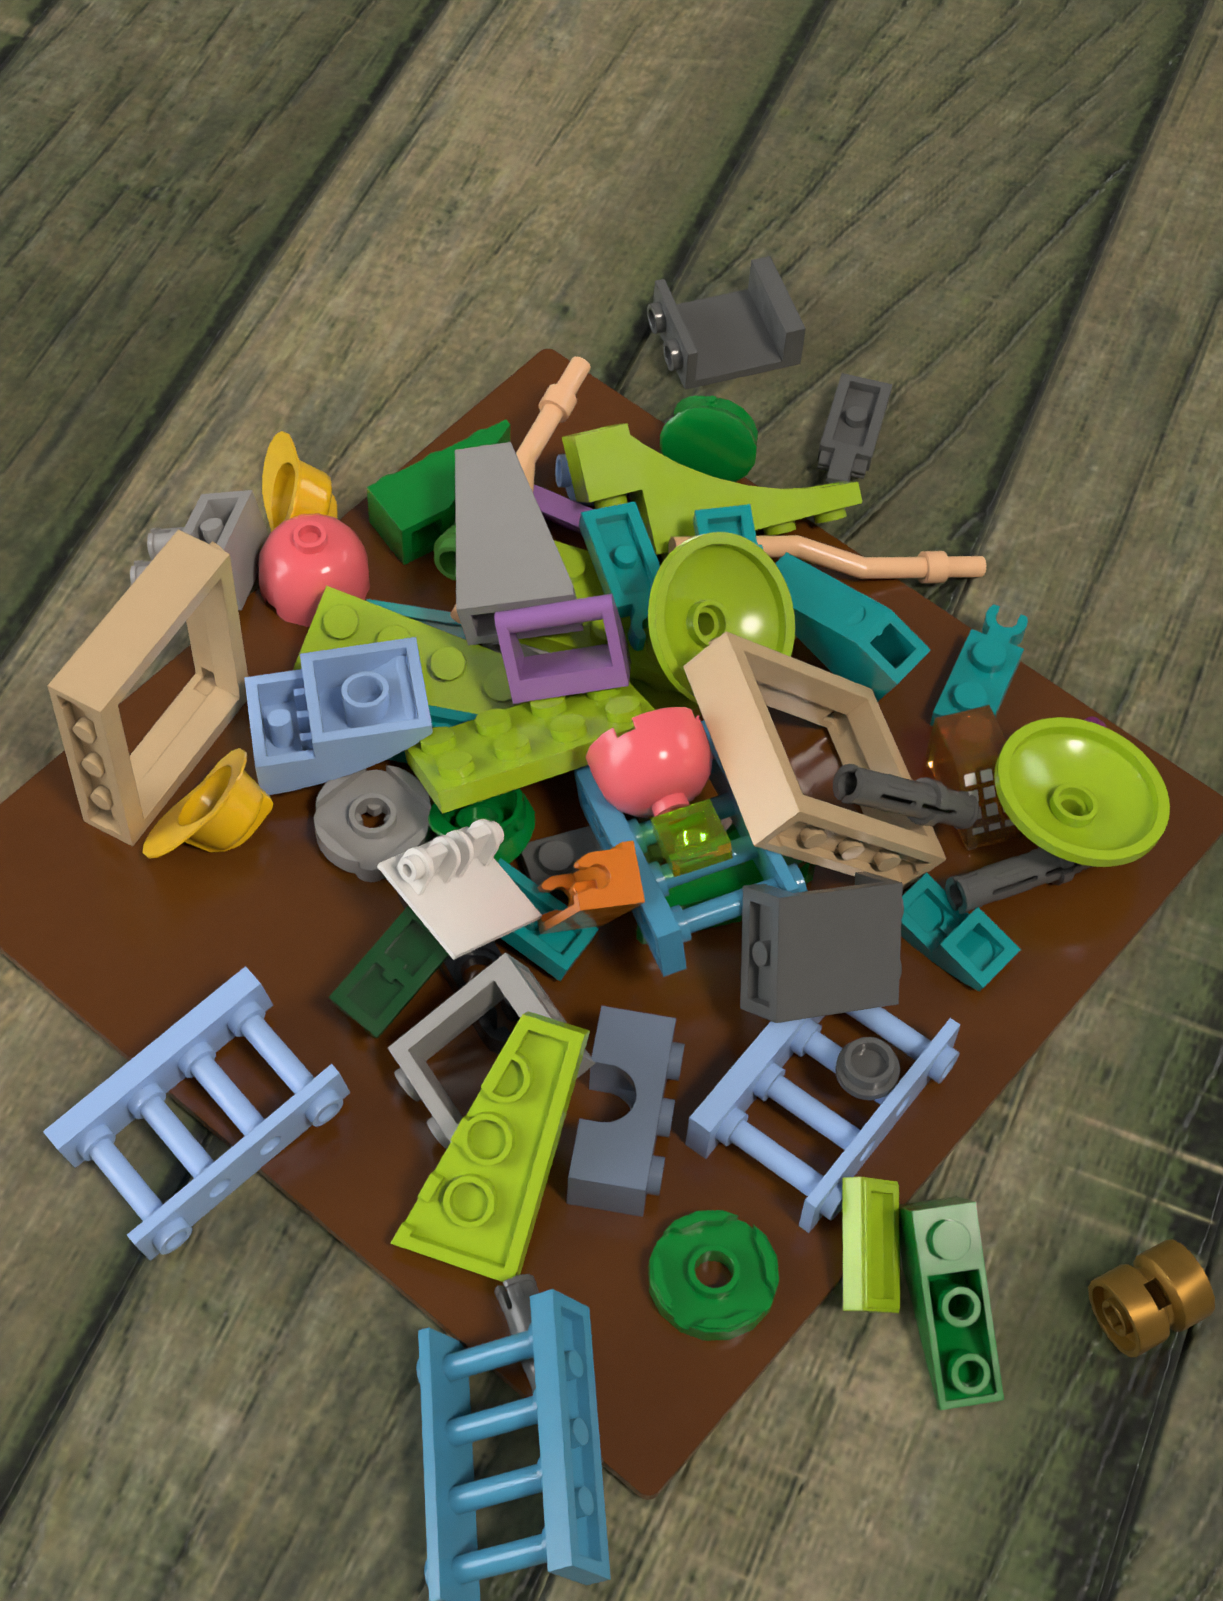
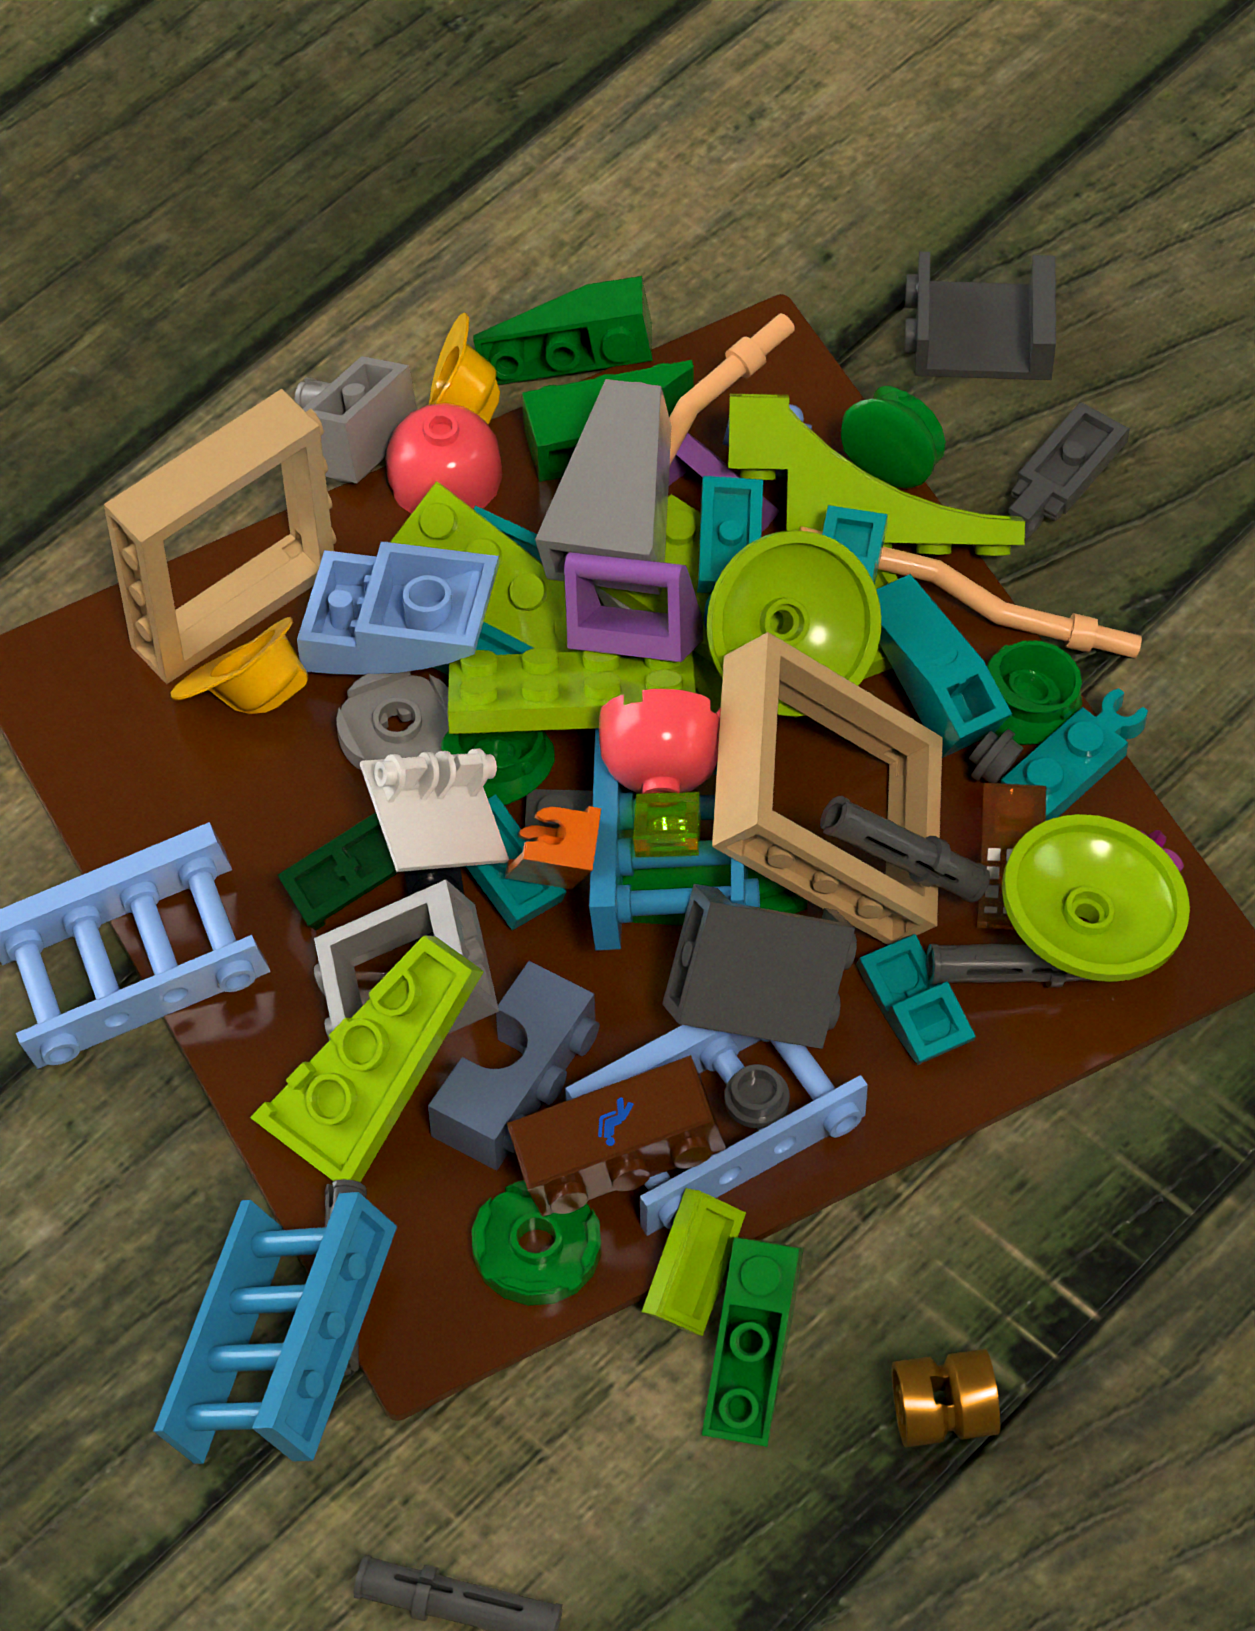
camera: 25 degrees right, 0 degrees up
(382, 425) = (573, 333): none -> green slope
(762, 1150) = (616, 1137): none -> reddish brown brick
(920, 693) = (995, 756): none -> dark grey plate
(936, 619) = (1039, 688): none -> green piece

